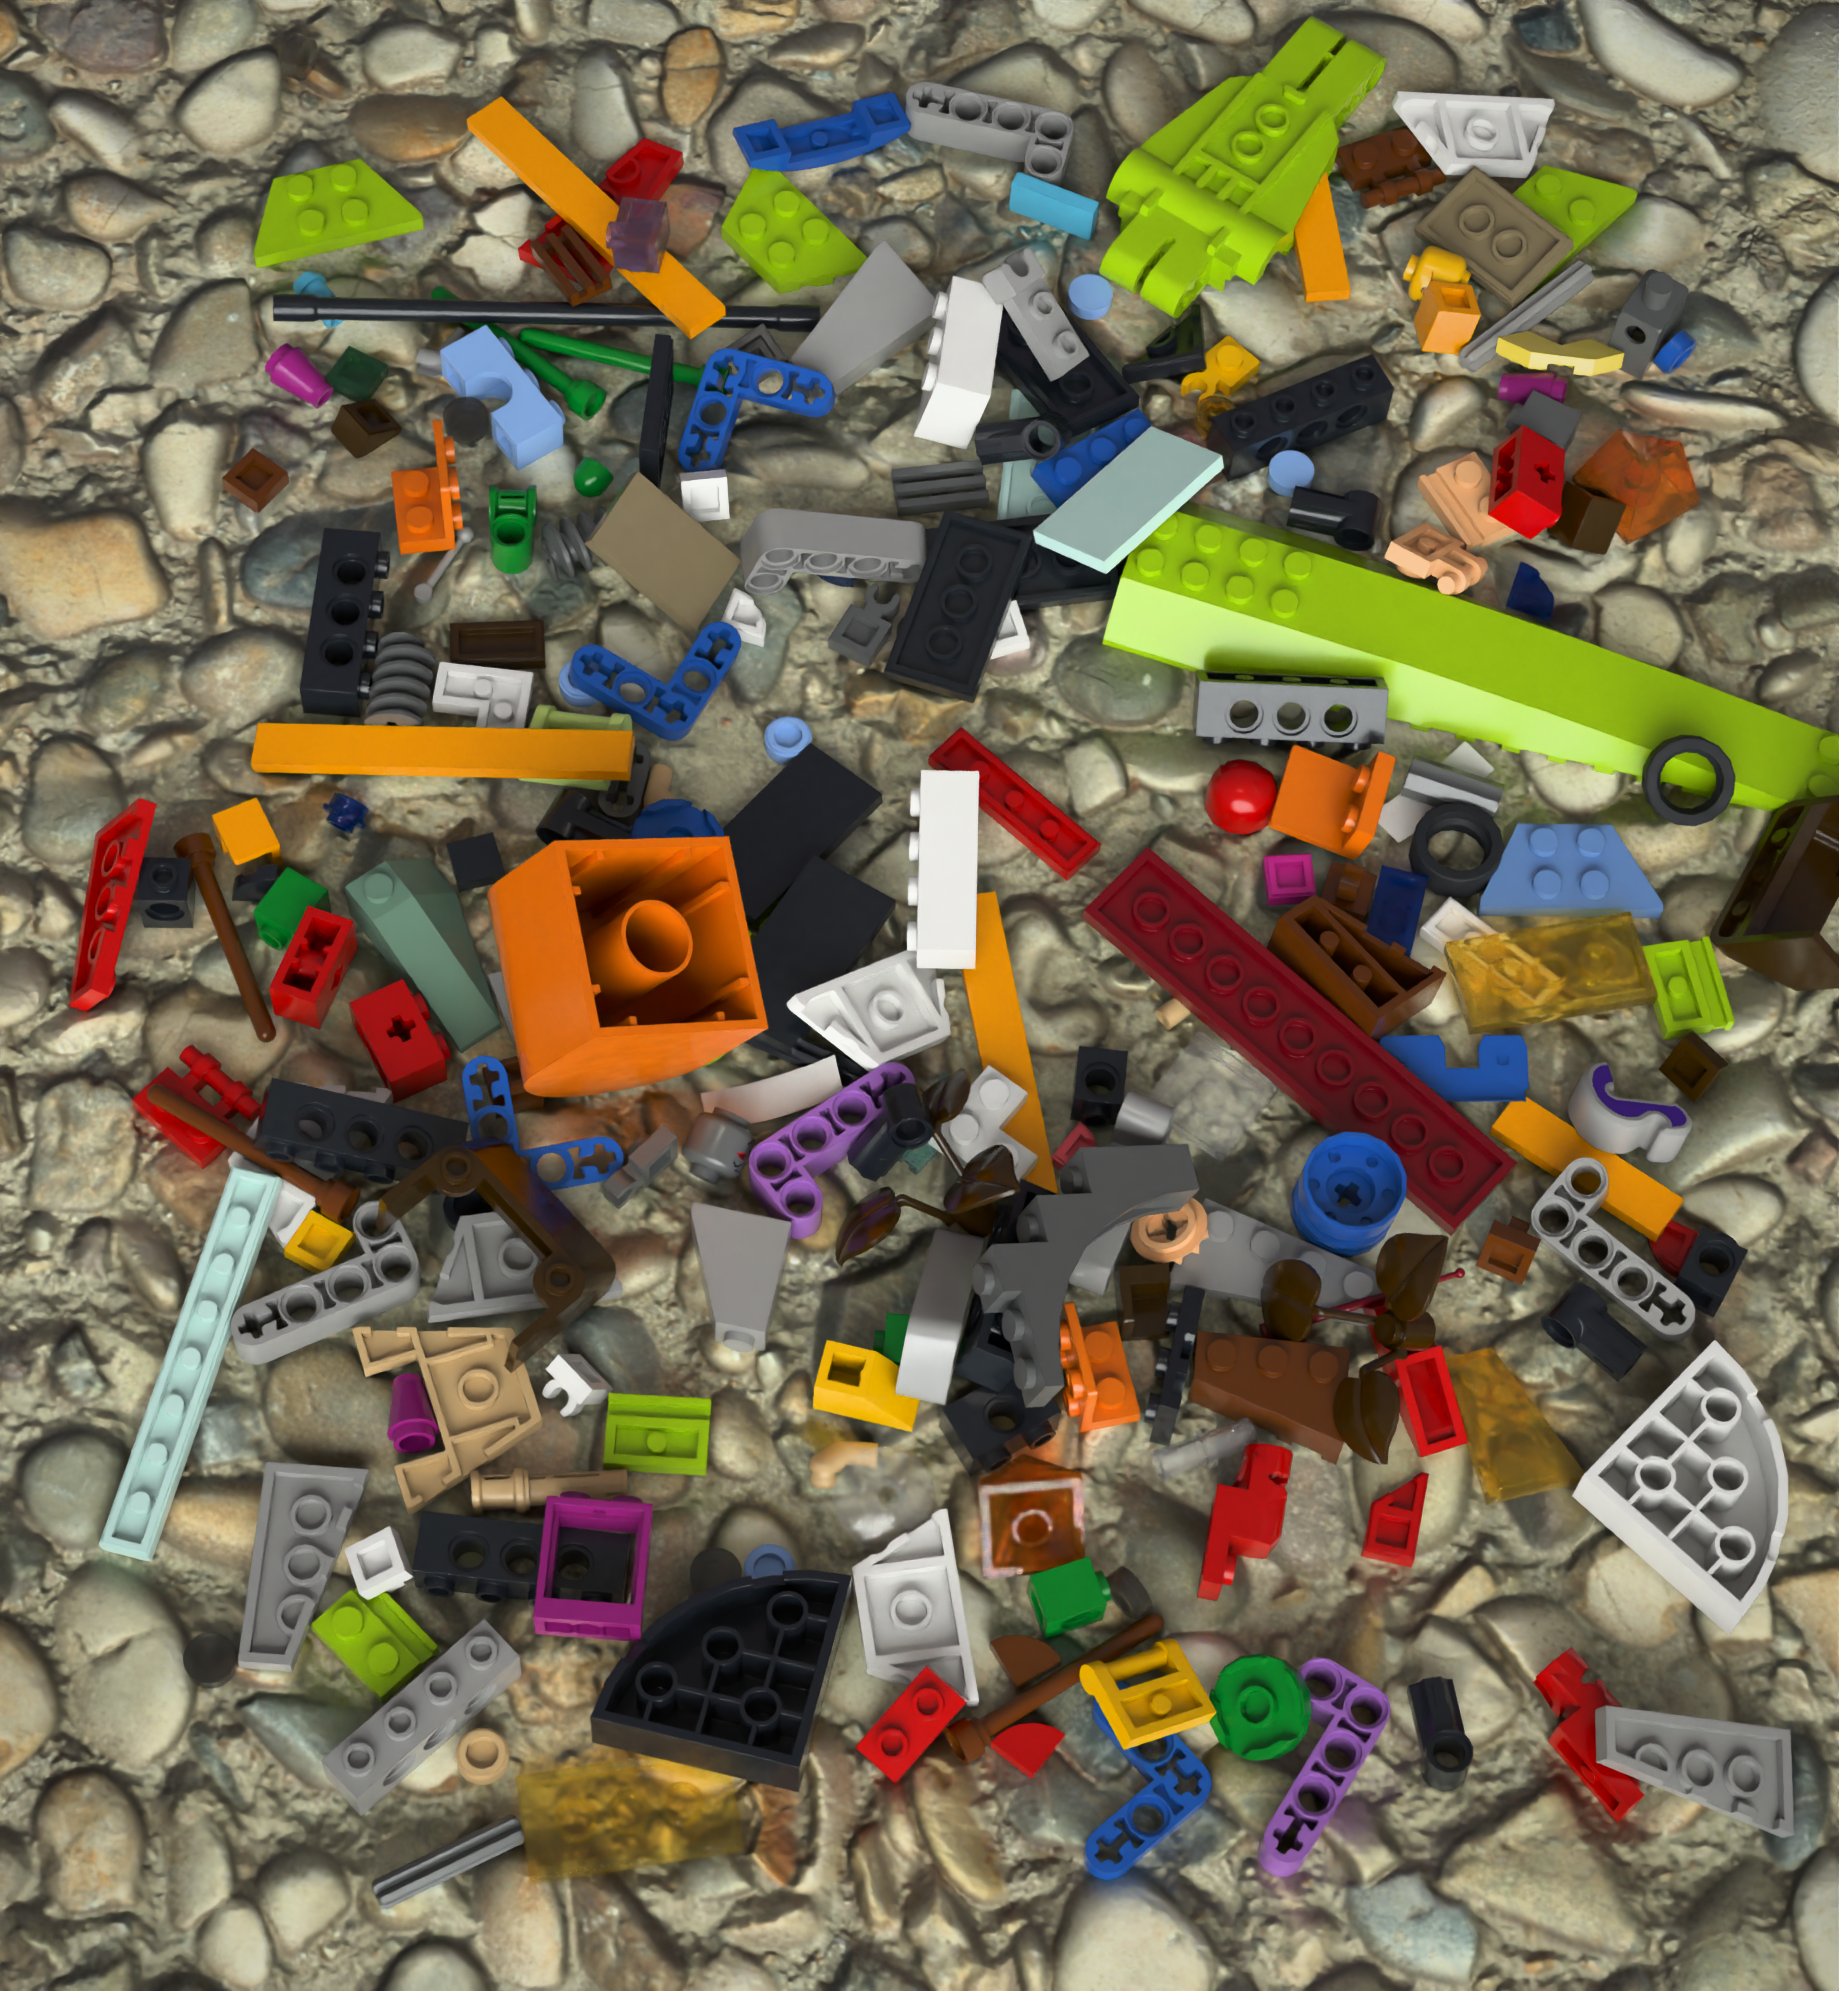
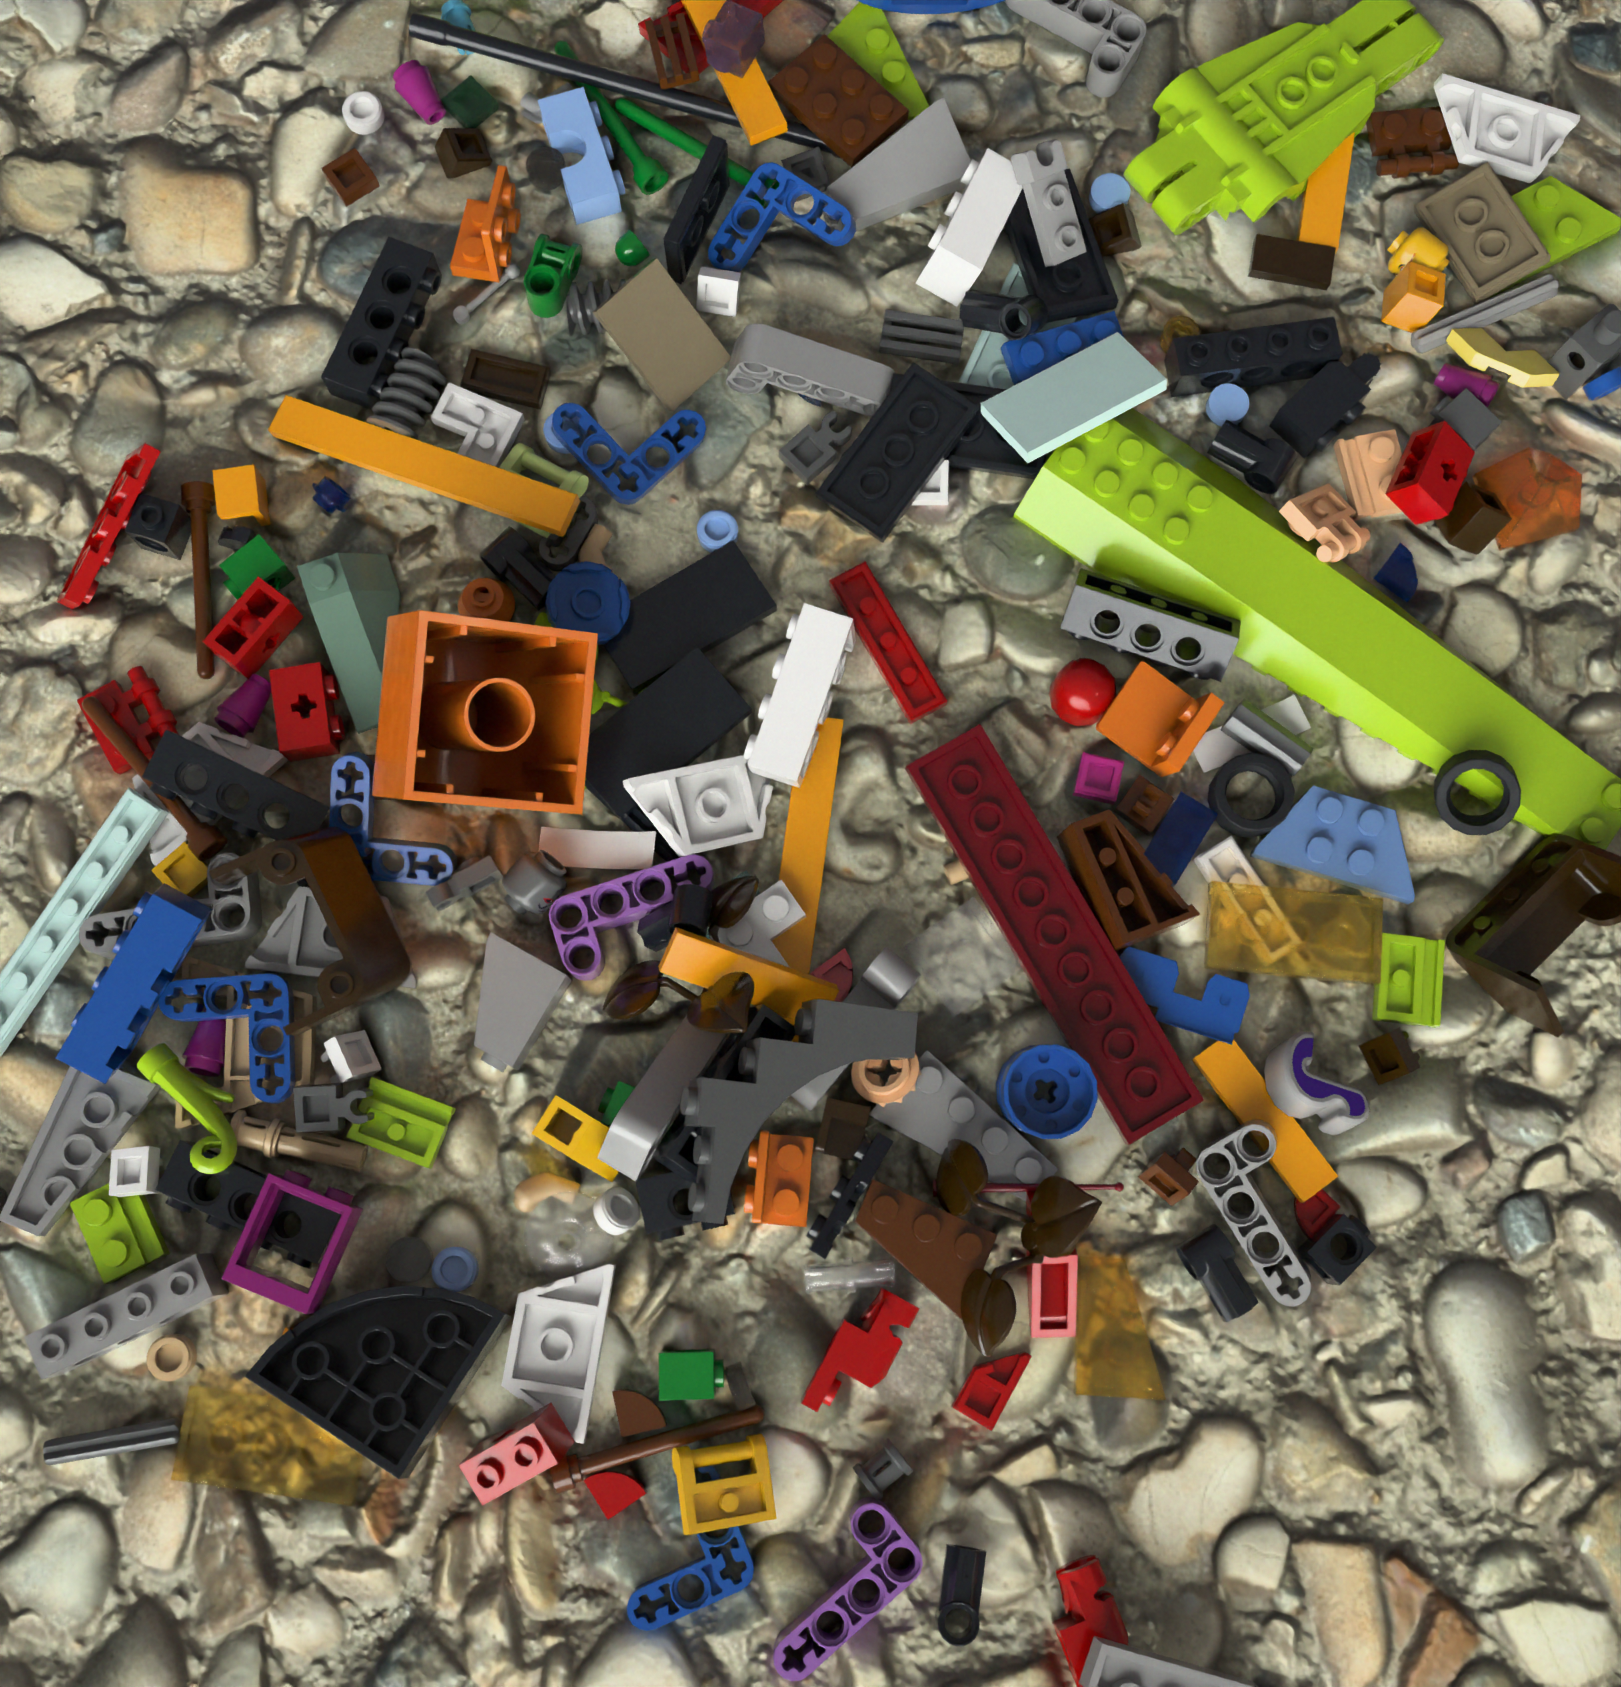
camera: 20 degrees right, 15 degrees up
(239, 414) = (363, 112): none -> white tile
(319, 1351) = (131, 986): none -> blue wedge
(326, 1054) = (244, 706): none -> magenta cone
(373, 1445) = (163, 1067): none -> lime plant
(463, 1357) = (260, 1018): none -> blue beam
(475, 861) = (423, 568): black tile -> none
(569, 1434) = (325, 1108): none -> dark grey plate
(745, 618) = (717, 411): white tile -> none
(769, 272) = (838, 100): none -> reddish brown plate
(928, 1454) = (616, 1210): none -> white tile
(943, 1156) = (776, 986): none -> light orange tile
(1030, 1518) = (679, 1296): clear orange slope -> none
(1053, 205) = (1105, 102): medium azure tile -> none
(1100, 1068) = (874, 905): black brick -> none
(1110, 330) = (1116, 231): none -> dark brown slope
(1172, 352) = (1164, 265): black tile -> none
(1227, 370) = (1201, 292): yellow plate -> none
(1260, 1707) = (814, 1526): green tile -> none
(1306, 315) = (1291, 262): none -> dark brown tile
(1312, 1631) = (868, 1470): none -> dark grey bush
(1393, 444) = (1325, 403): none -> black hinge
(1699, 1488) = (1260, 1449): white brick -> none

